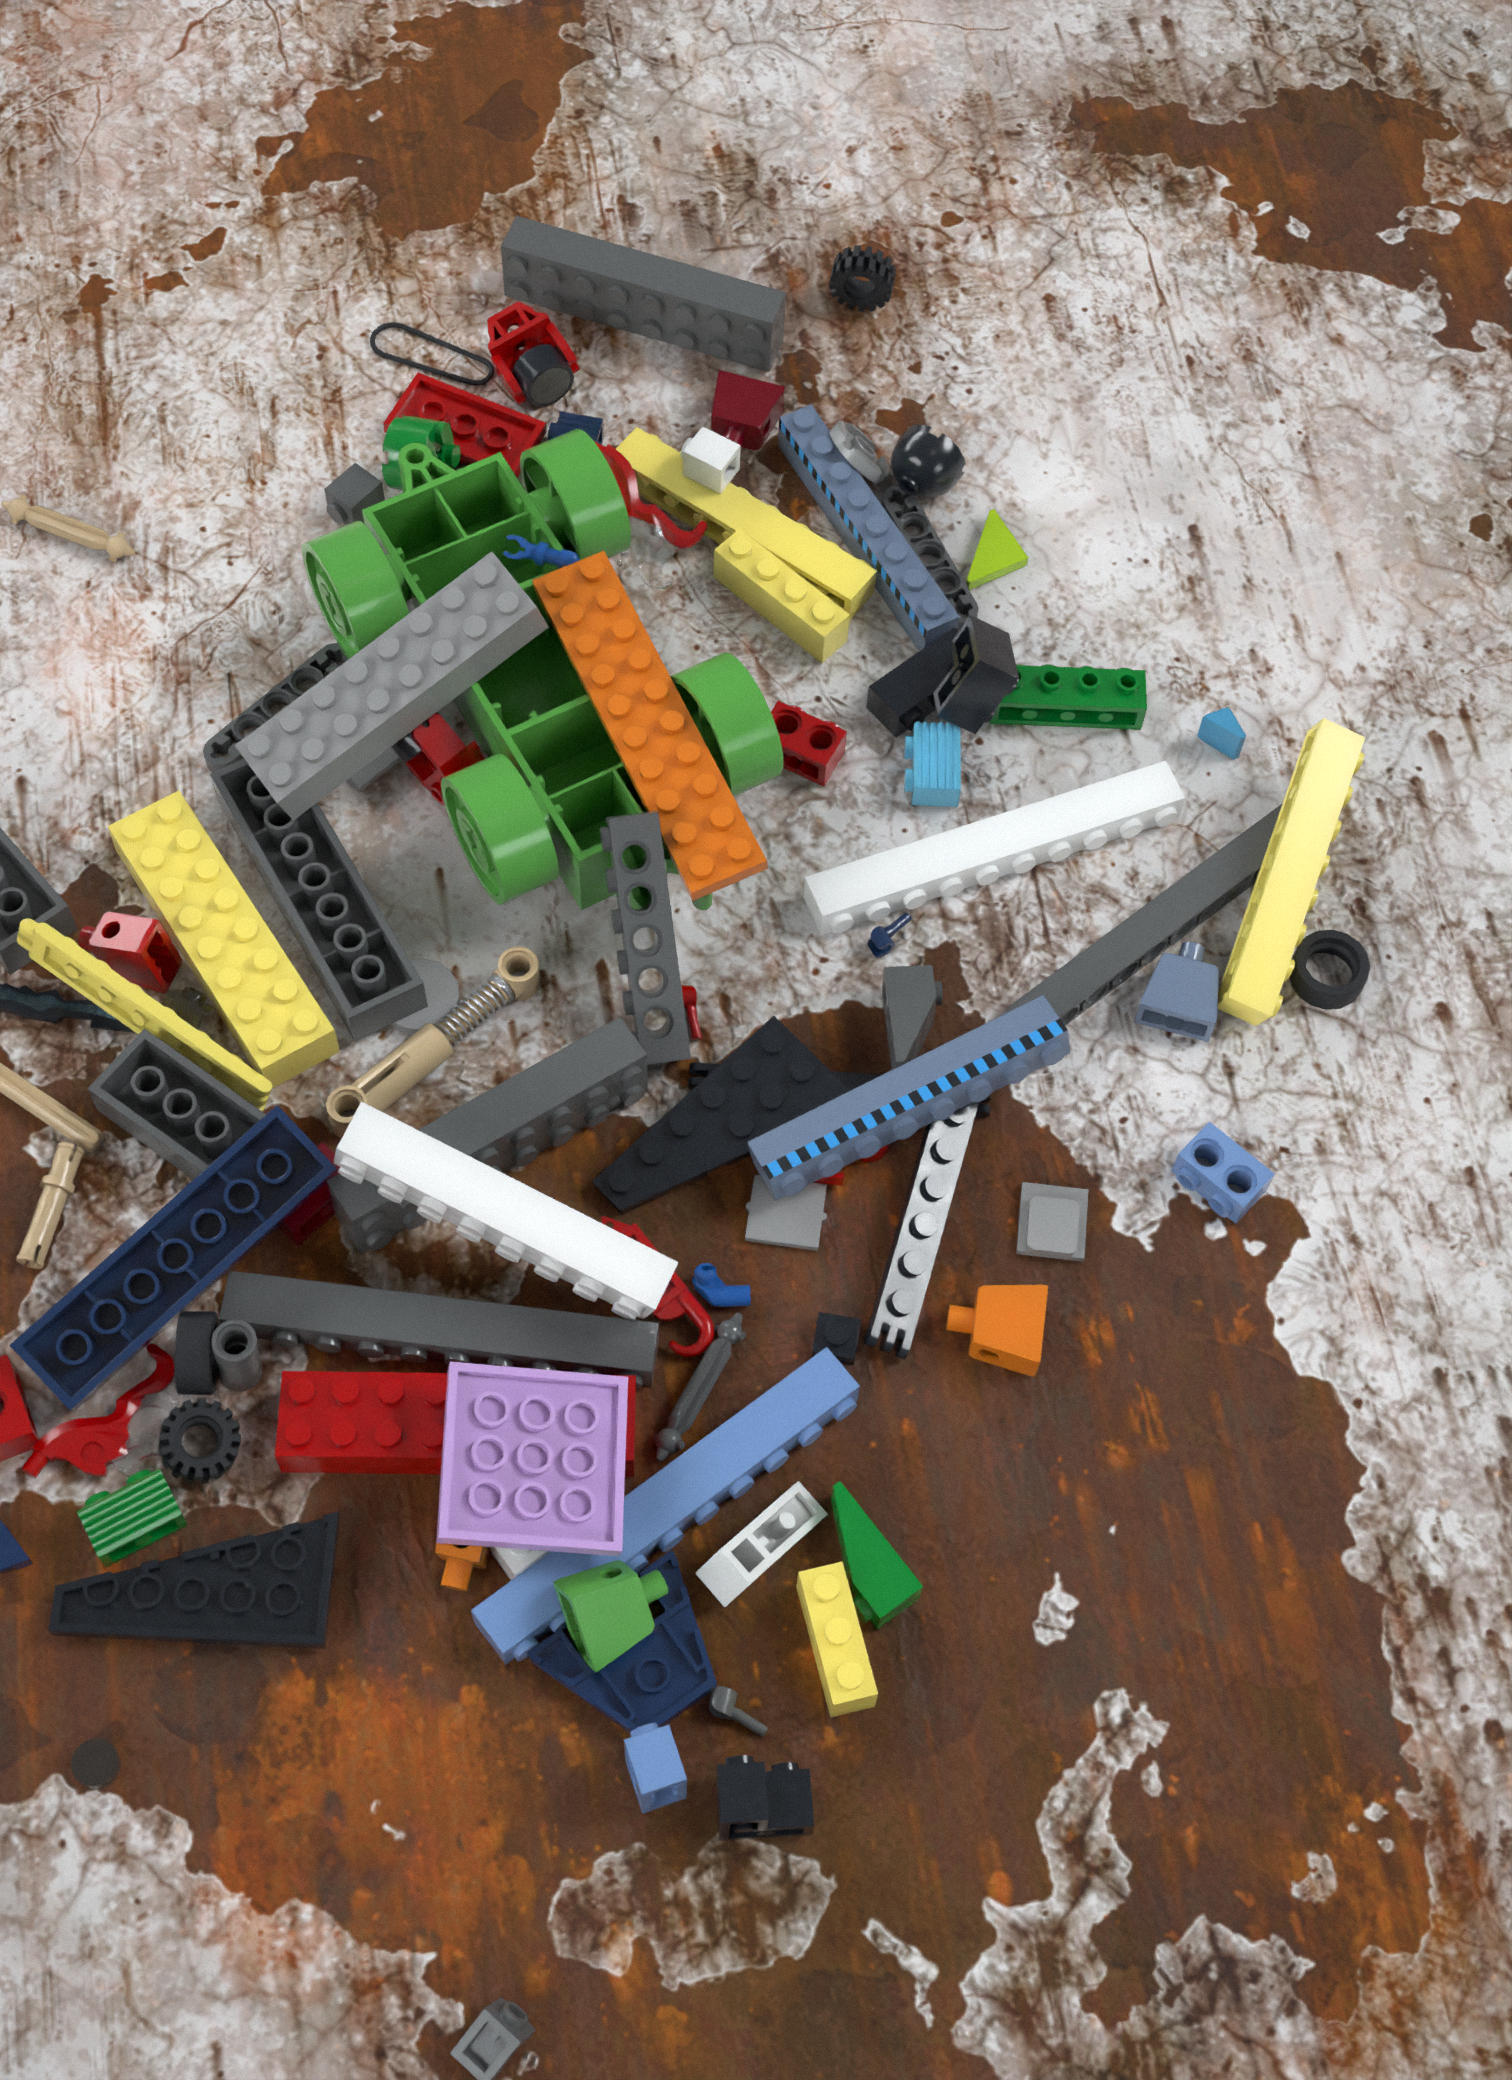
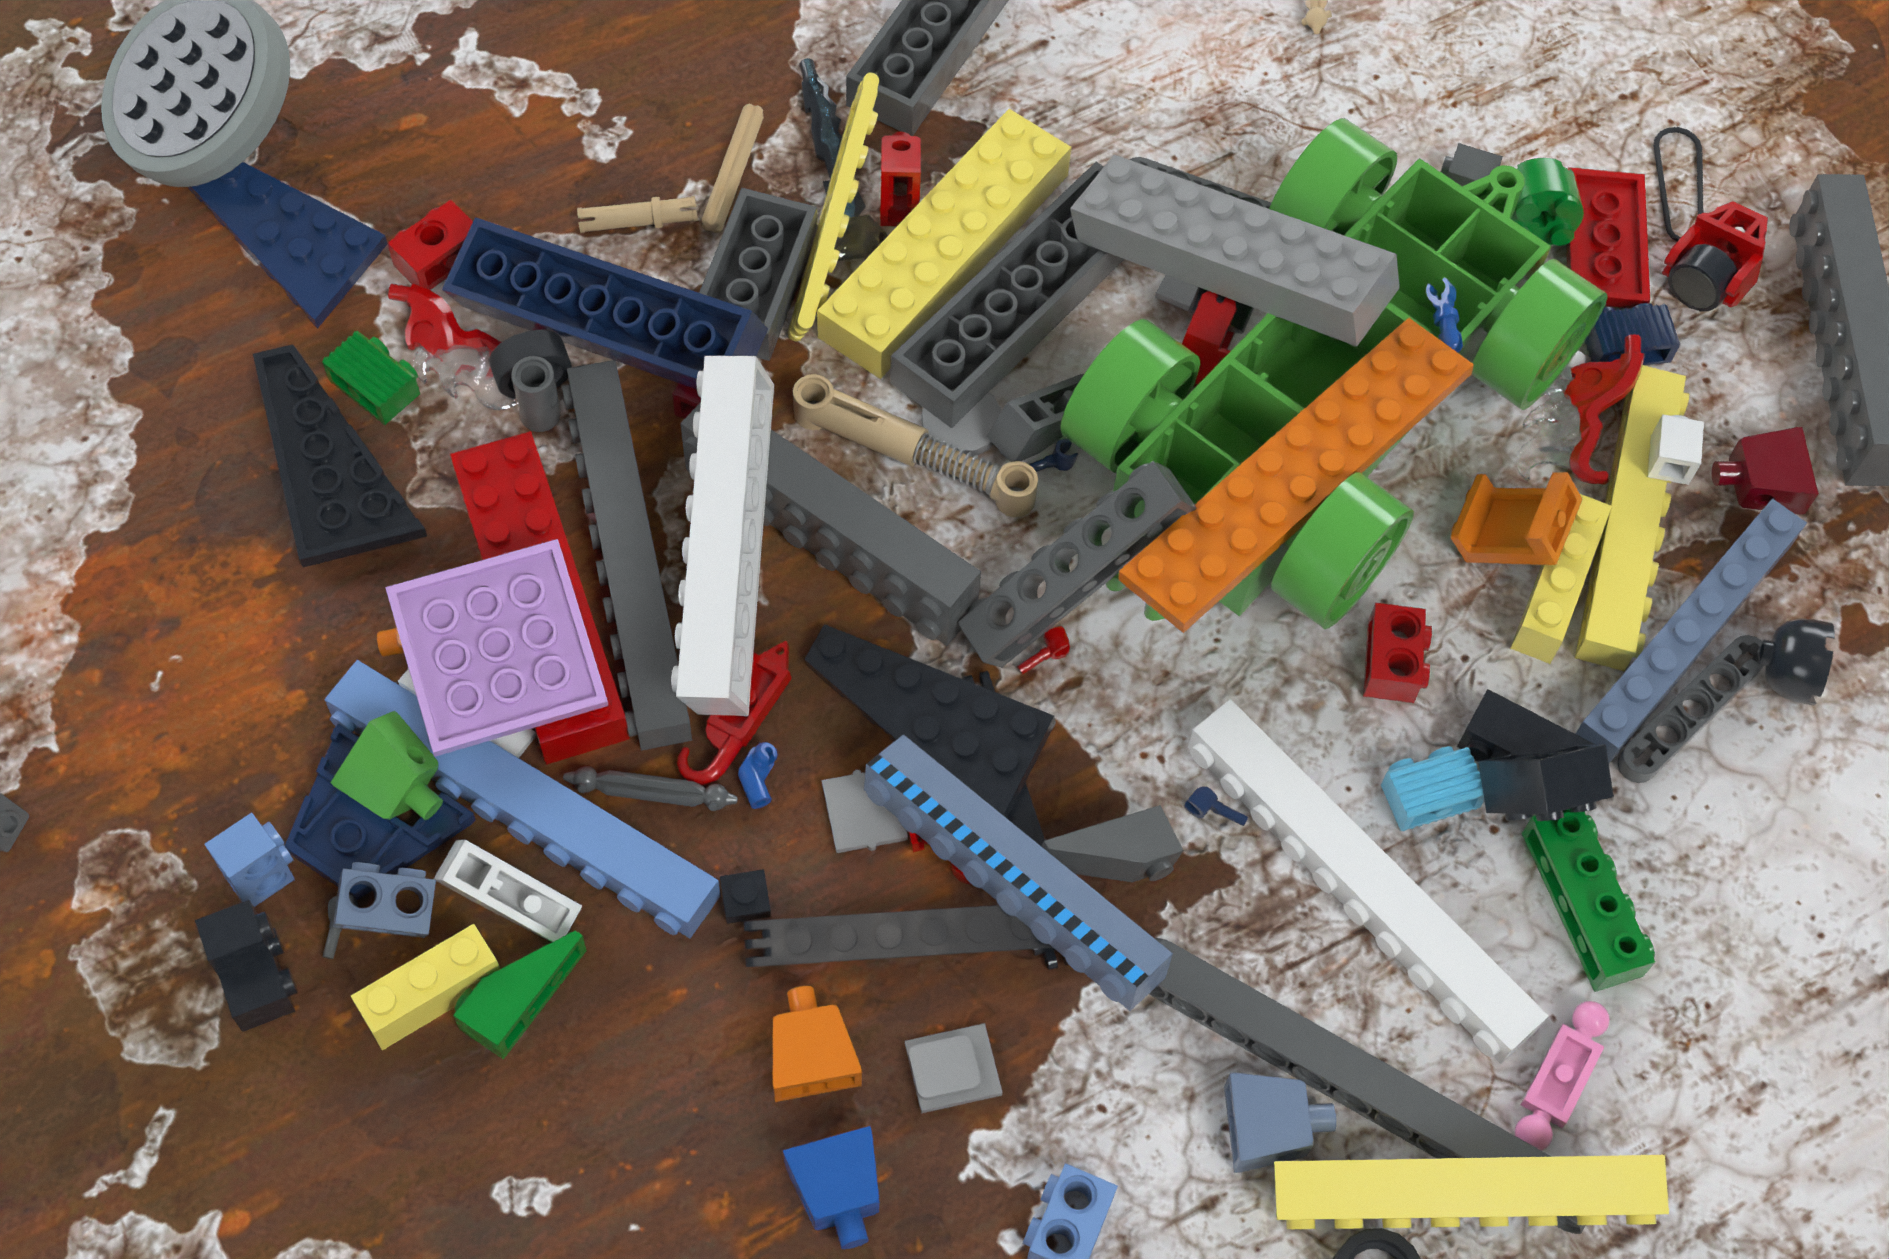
camera: 70 degrees right, 0 degrees up
(96, 1763) = (154, 434): clear smoke tile -> none
(193, 1467) = (455, 376): black tyre -> none
(454, 923) = (1032, 421): none -> dark grey slope
(495, 932) = (1057, 458): none -> dark blue hand
(722, 602) = (1516, 522): none -> orange panel
(746, 1656) = (384, 914): none -> sand blue brick
(859, 451) = (1779, 590): light grey tile -> none
(996, 553) = (1736, 773): lime tile -> none
(1133, 1342) = (837, 1183): none -> blue torso
(1207, 776) = (1563, 1075): none -> bright pink plate
(1222, 732) = (1628, 1072): dark azure slope -> none

